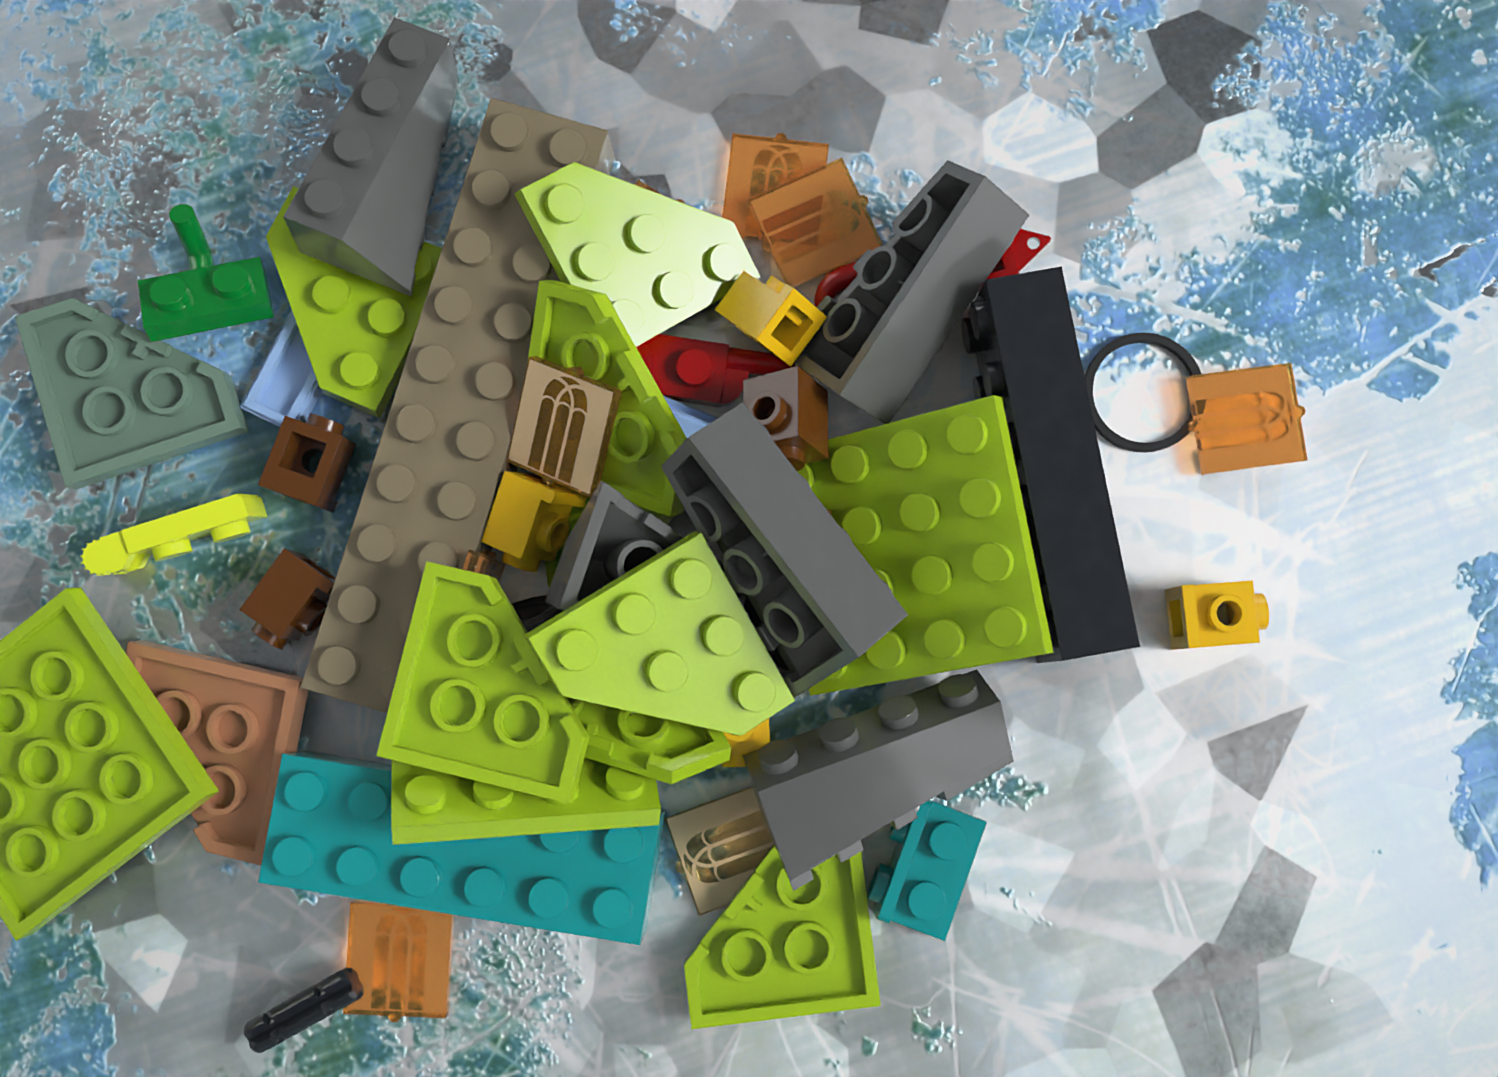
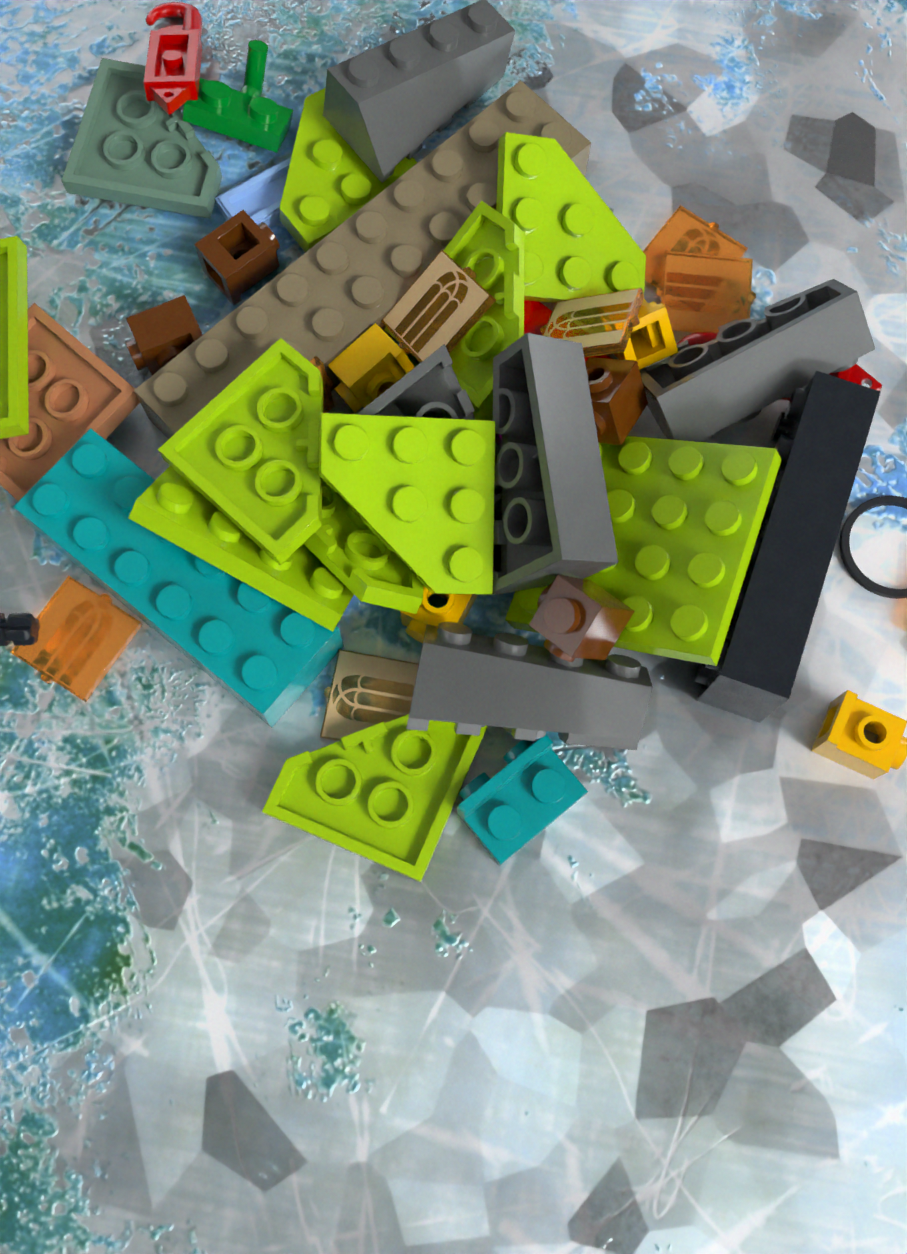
camera: 25 degrees right, 10 degrees down
(95, 274) = (173, 56): none -> red plate
(172, 534) = (113, 251): neon yellow hinge -> none
(726, 348) = (596, 321): none -> piece
(896, 682) = (579, 619): none -> reddish brown brick

